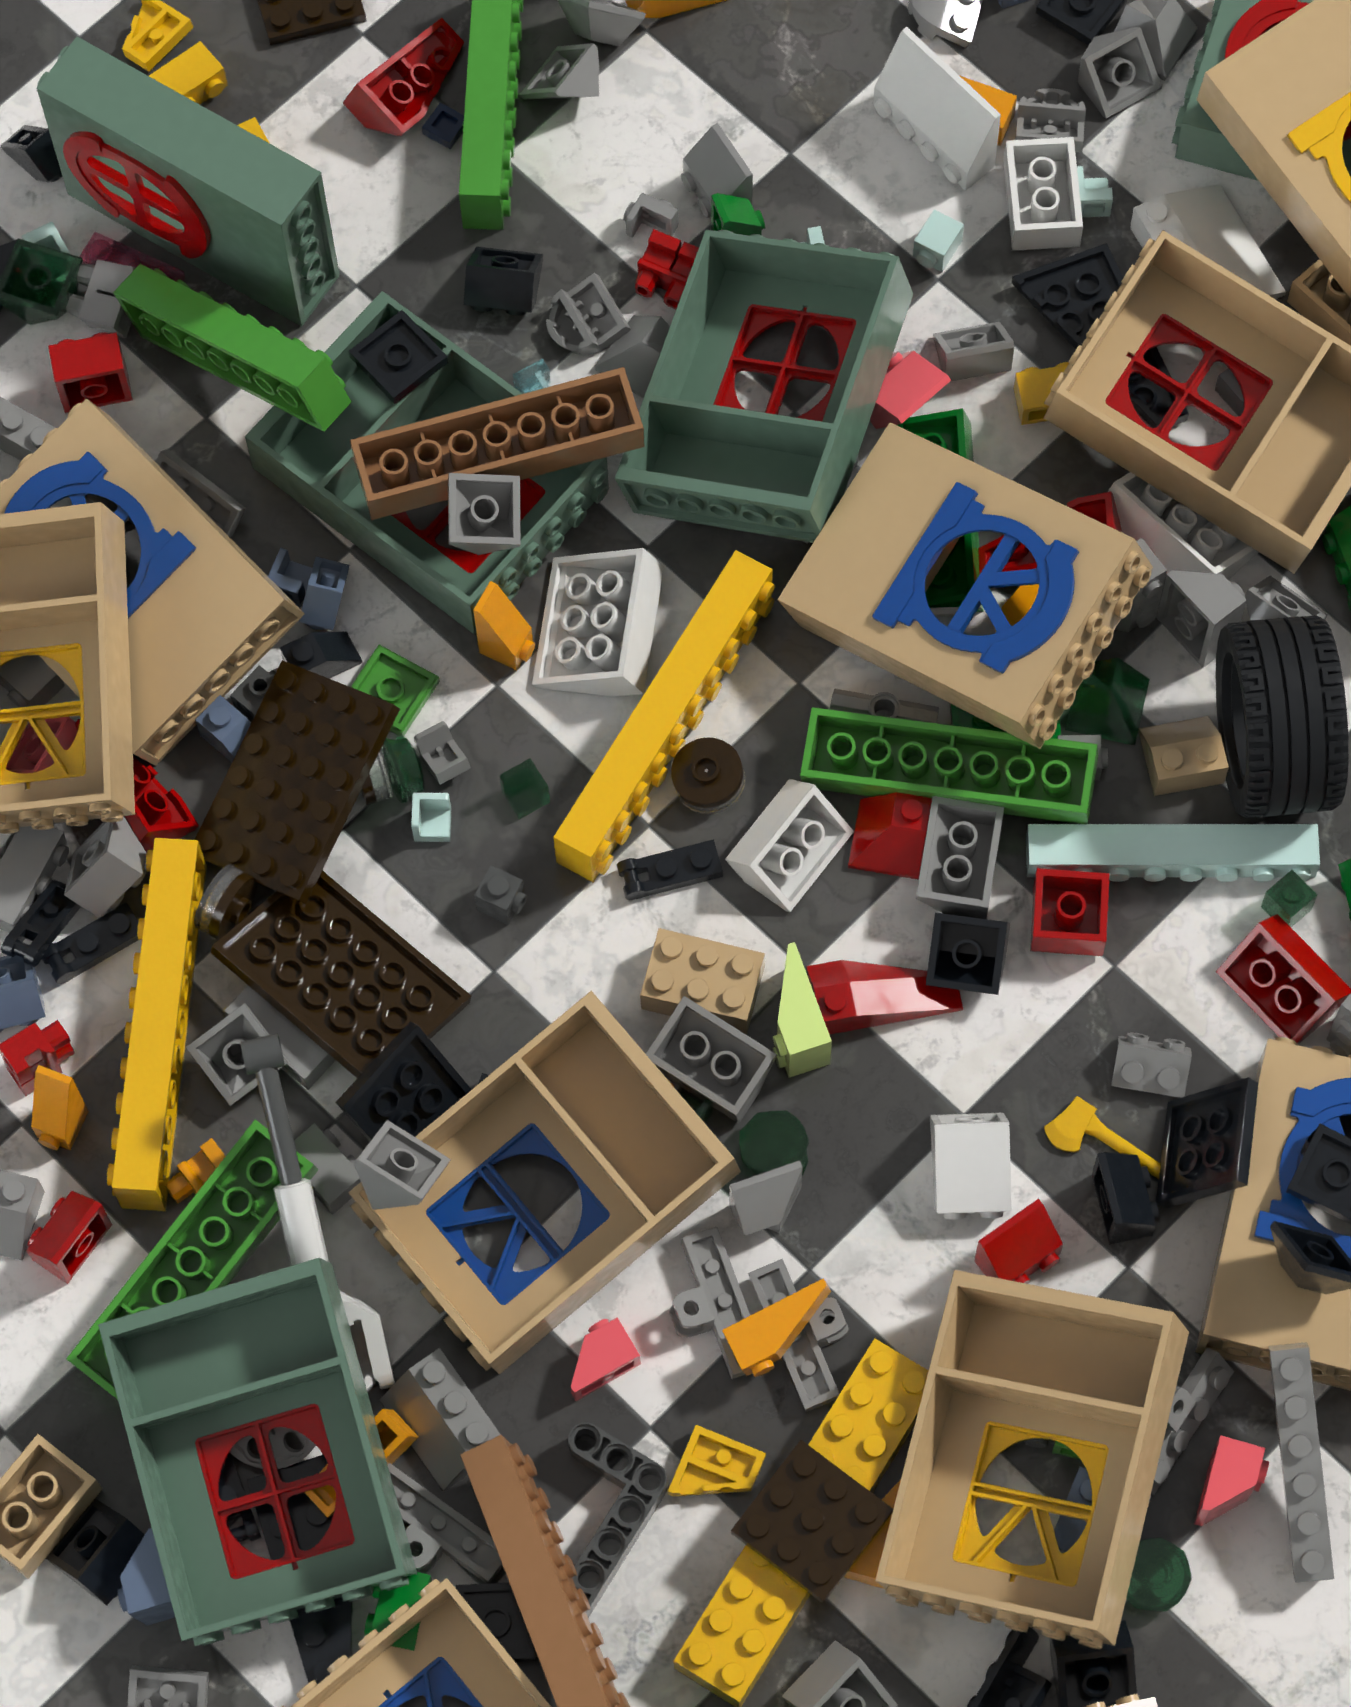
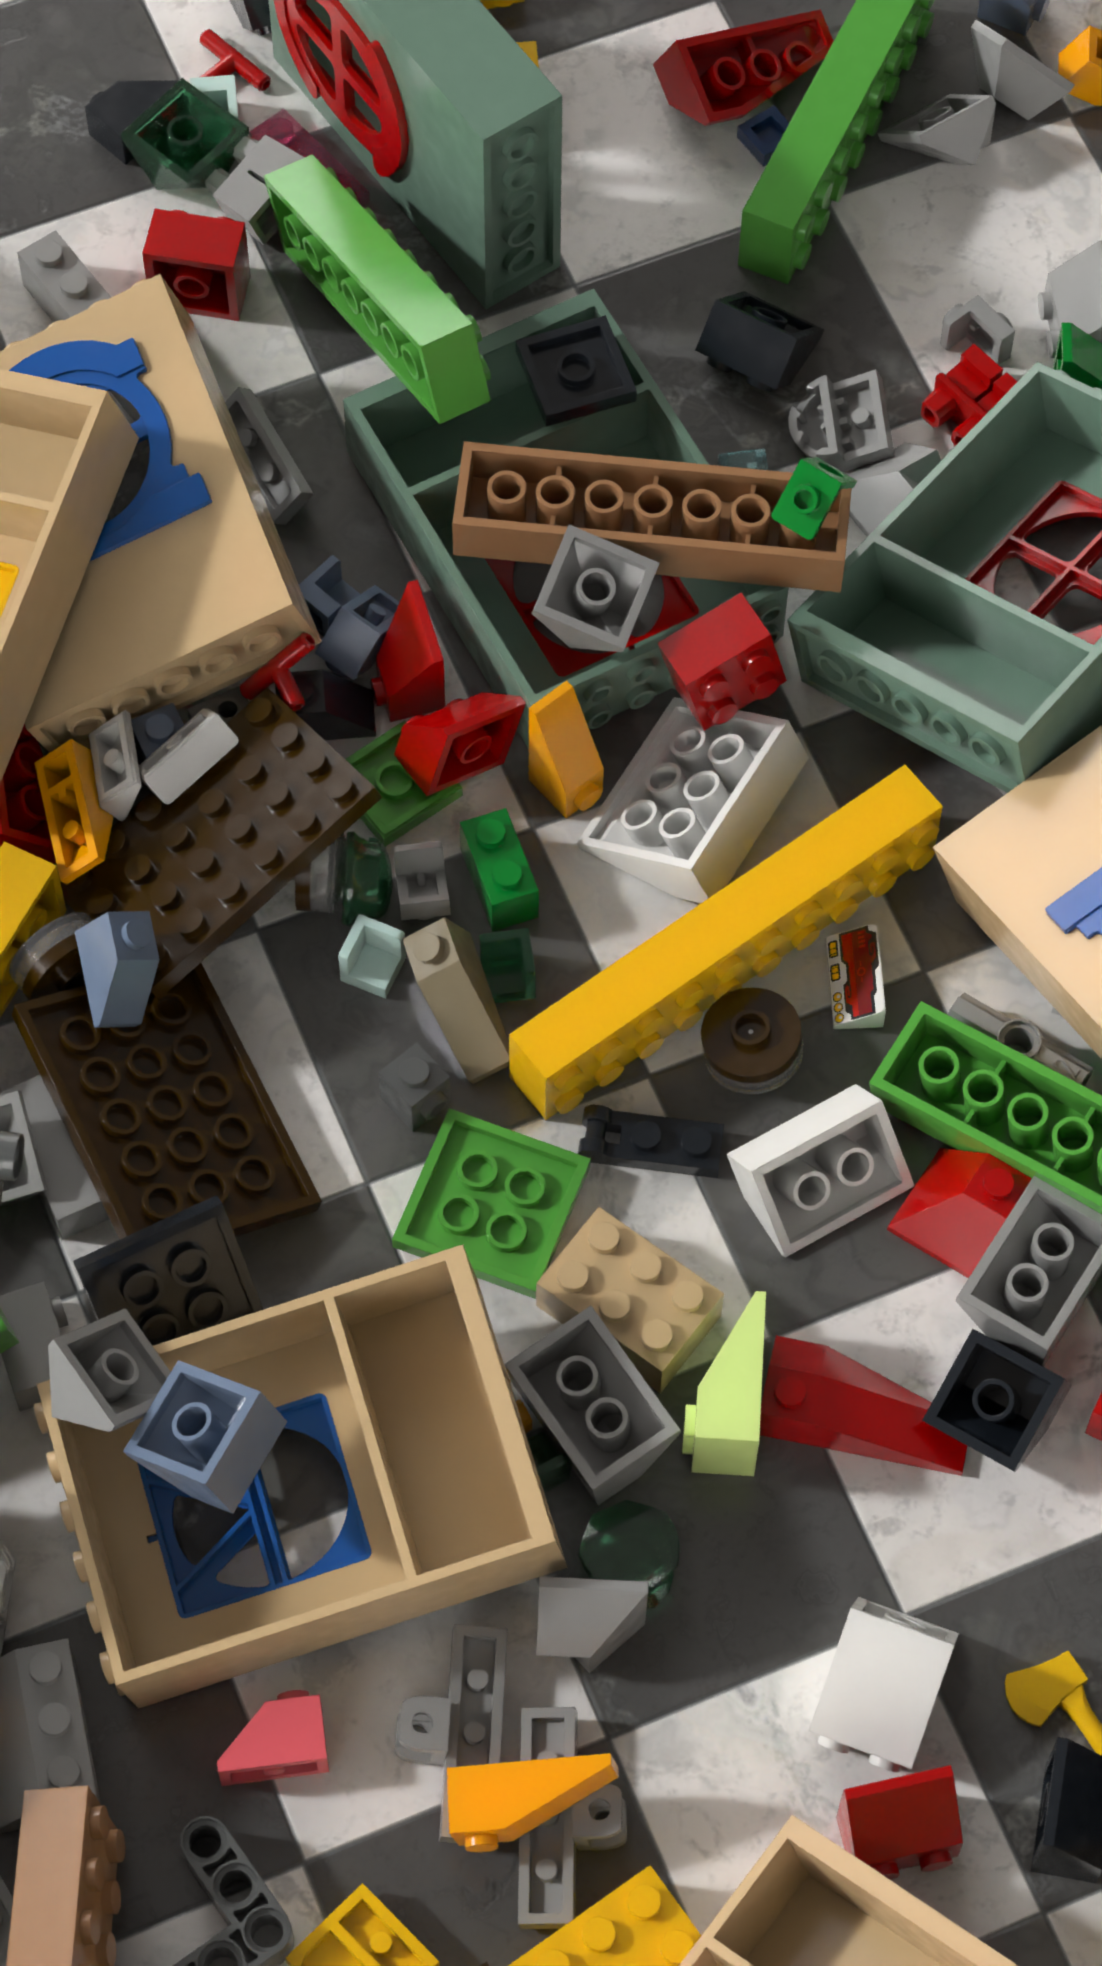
camera: 20 degrees right, 5 degrees down
(40, 210) = (232, 61): none -> red piece
(188, 793) = (72, 810): none -> light orange slope
(201, 753) = (116, 765): none -> white slope
(248, 729) = (187, 755): none -> white slope
(272, 893) = (118, 966): none -> sand blue slope
(285, 646) = (278, 671): none -> red piece
(368, 602) = (410, 661): none -> red slope
(424, 644) = (459, 740): none -> red slope
(479, 1181) = (206, 1435): none -> sand blue slope
(490, 724) = (499, 869): none -> green brick
(503, 823) = (459, 996): none -> dark tan slope
(583, 949) = (496, 1197): none -> bright green plate
(584, 525) = (722, 662): none -> red brick
(603, 391) = (810, 496): none -> green bracket
(758, 706) = (856, 978): none -> slope

